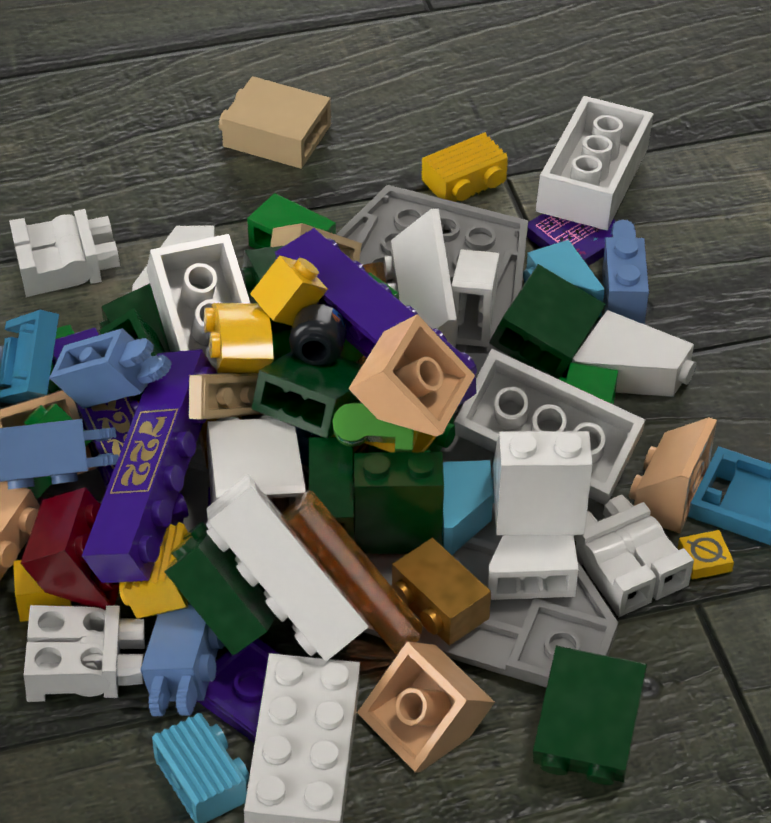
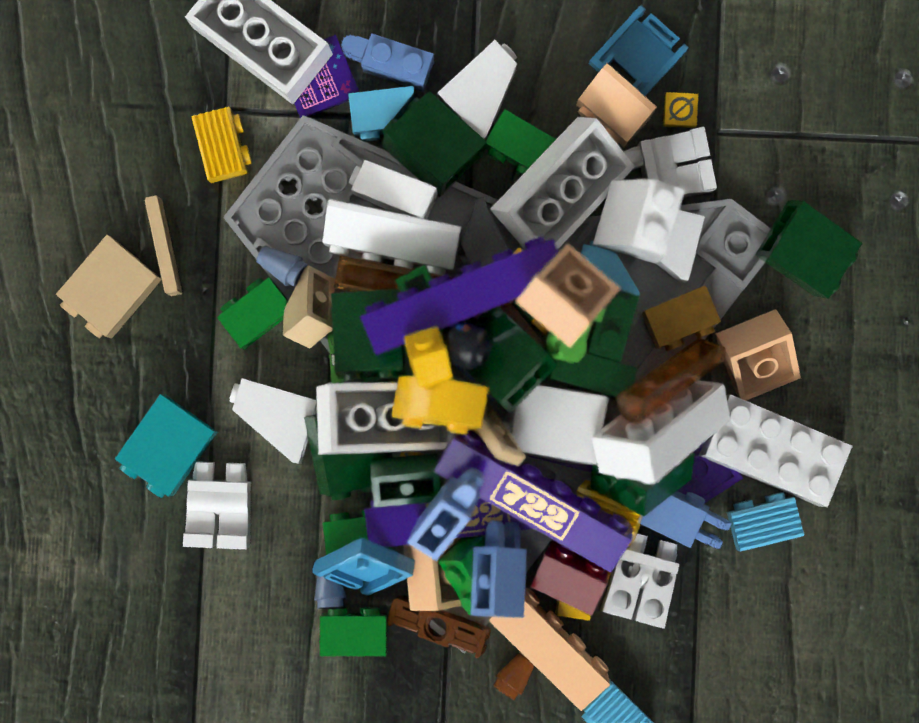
camera: 70 degrees left, 40 degrees up
(125, 190) = (165, 446): none -> teal brick
(336, 151) = (163, 245): none -> tan tile
(354, 225) = (282, 265): none -> sand blue cone

